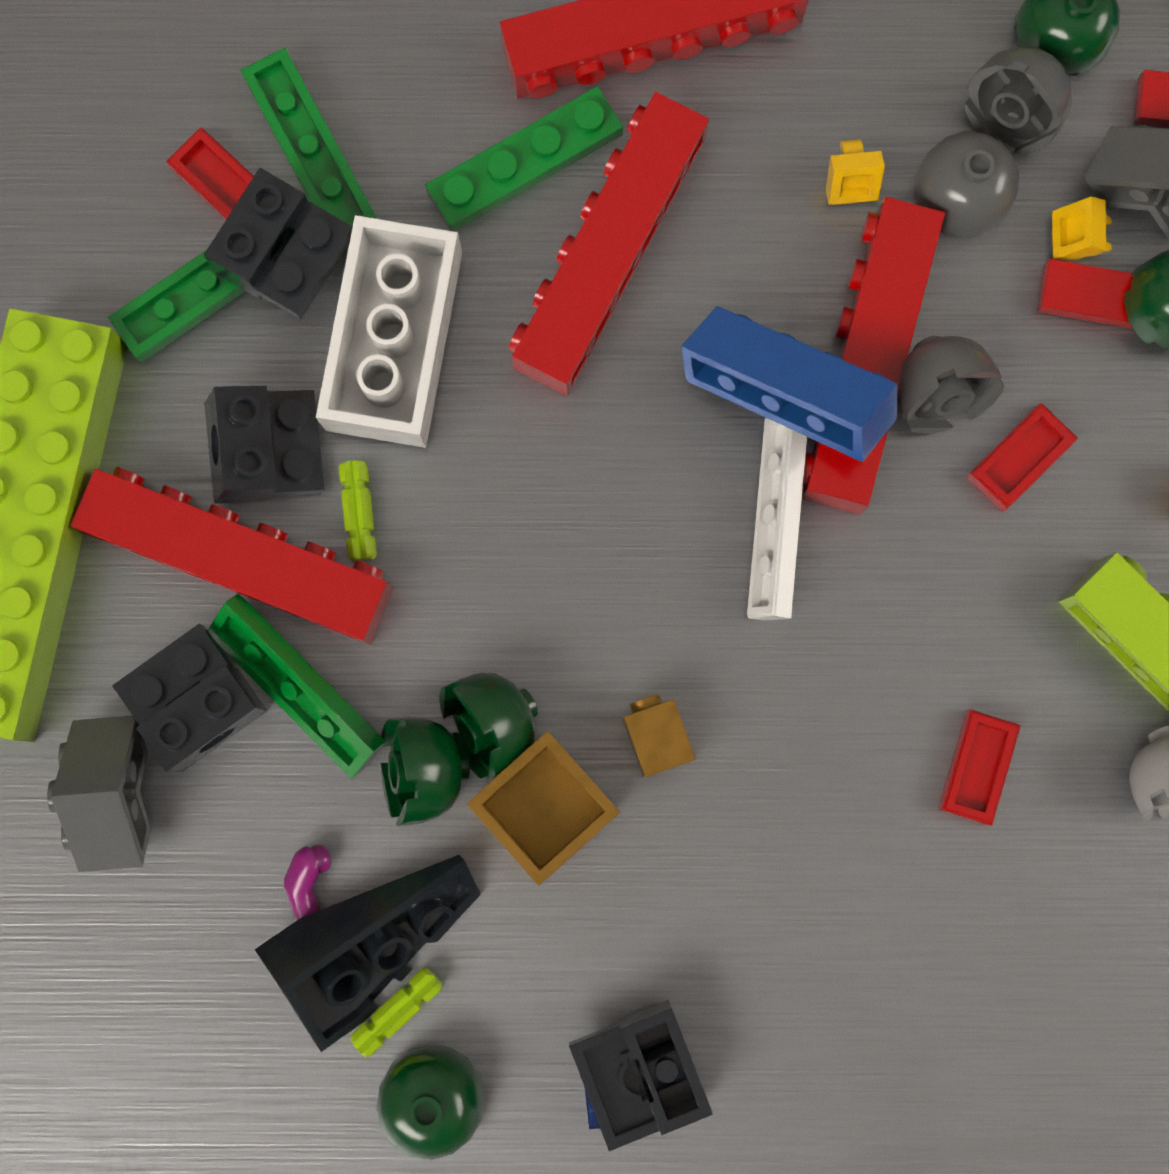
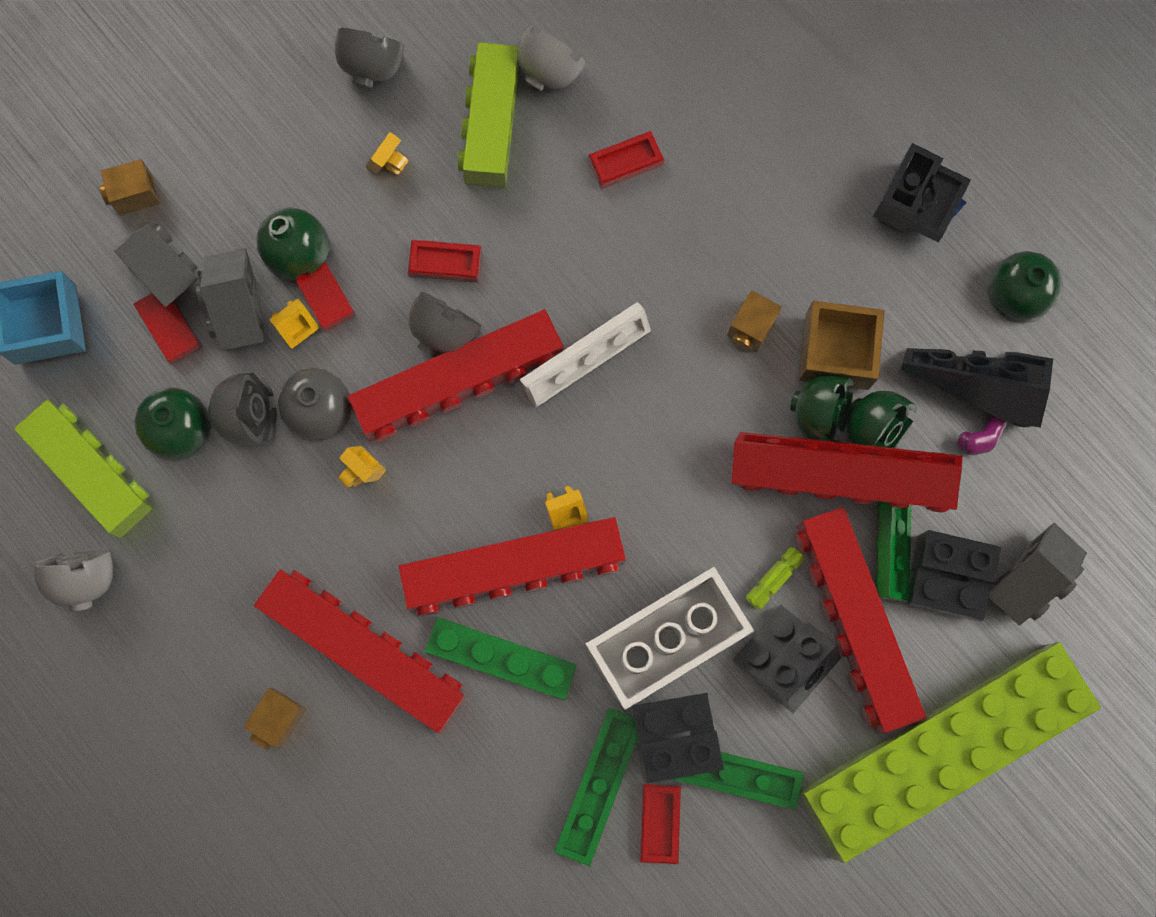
camera: 135 degrees left, 5 degrees down
(394, 674) = (847, 470): none -> red brick
(396, 1012) = (1000, 339): lime axle -> none
(620, 348) = (566, 509): none -> yellow tile
(790, 382) = (515, 397): blue brick -> none

